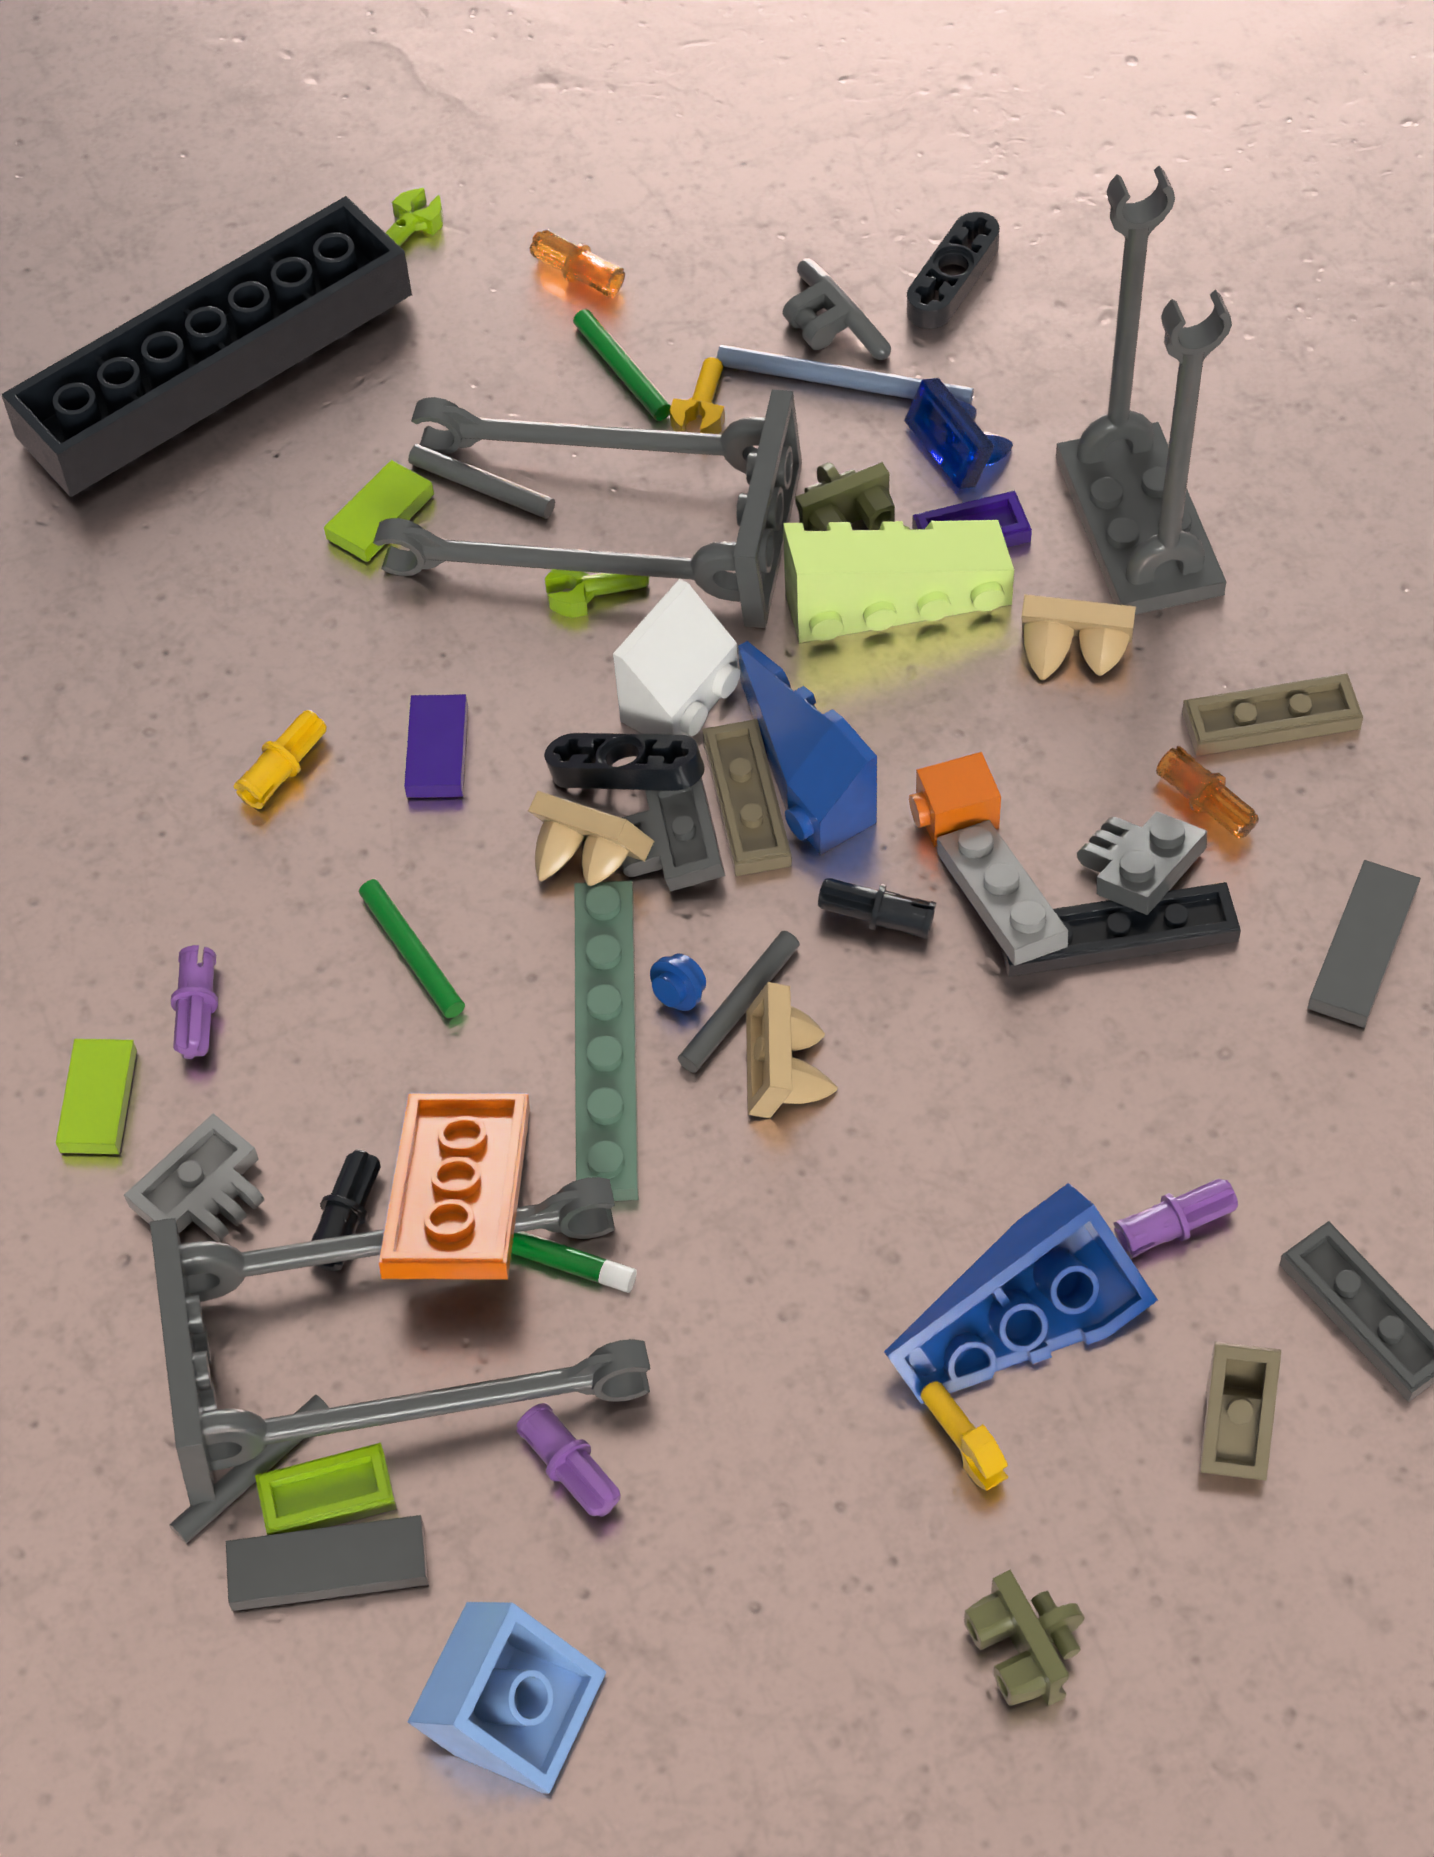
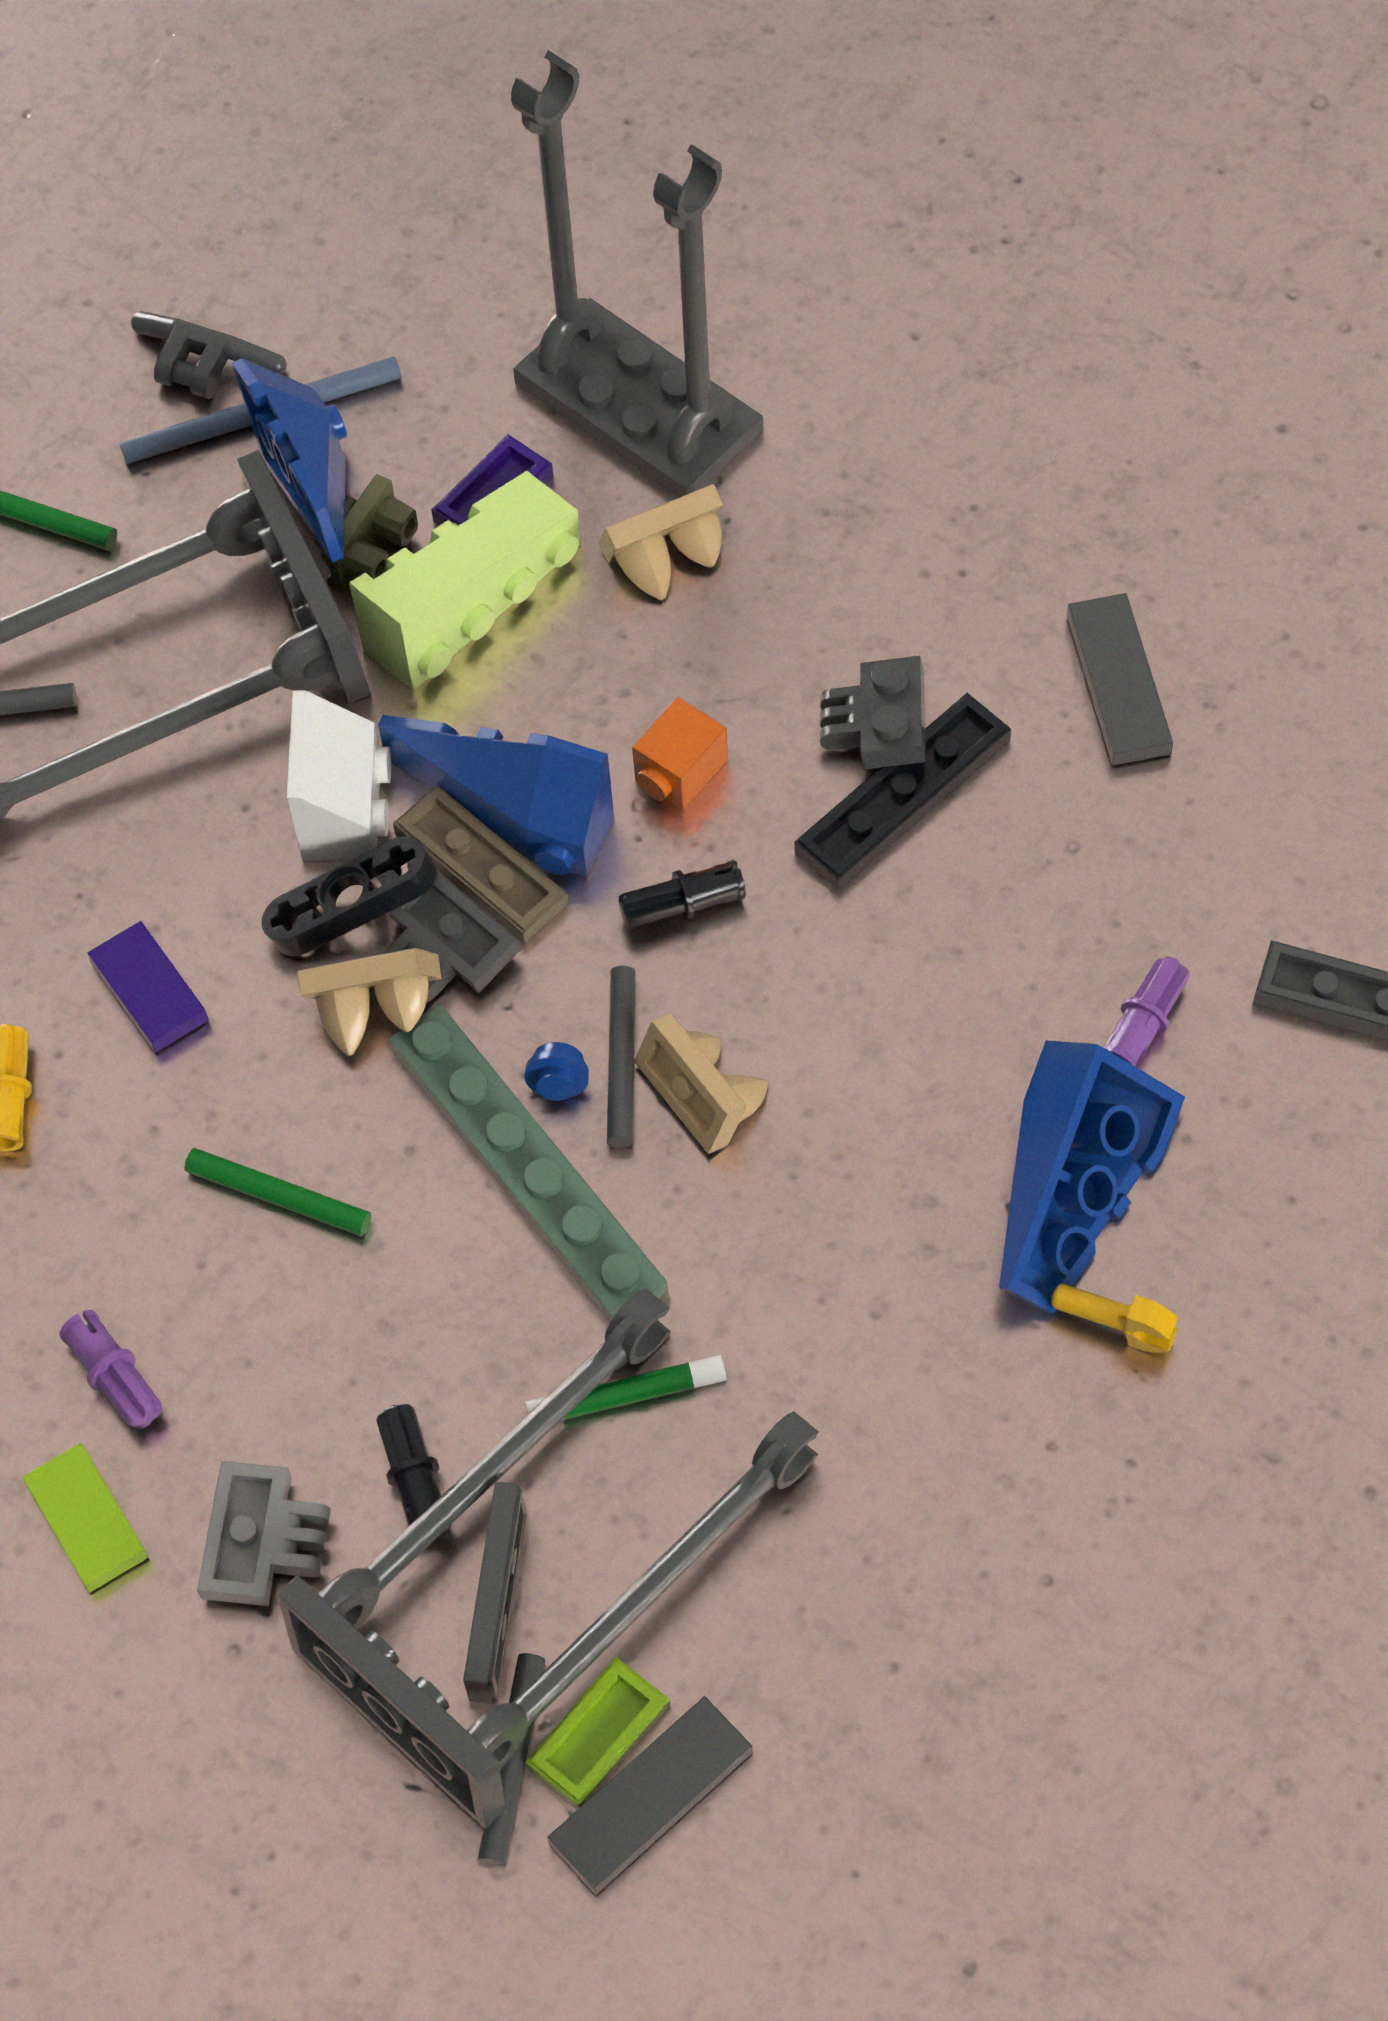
camera: 35 degrees left, 5 degrees up
(324, 1339) = (495, 1593): none -> dark grey tile
(456, 1187) = (511, 1382): tile -> none
(507, 1694) = (905, 1797): light blue slope -> none
(568, 1460) = (797, 1561): medium lavender axle -> none
(585, 588) = (172, 751): lime bar -> none
(701, 402) = (142, 510): yellow bar -> none
(840, 413) = (299, 448): none -> blue wedge
(951, 435) = (410, 411): clear blue tile -> none
(952, 289) = (297, 267): black beam -> none
(1002, 892) = (784, 816): light grey plate -> none
(1037, 1666) = (1303, 1446): olive hips -> none
(1207, 792) = (891, 620): clear orange axle -> none
(1240, 1410) = (1329, 1147): dark tan slope -> none
(1272, 714) = (889, 517): dark tan tile -> none

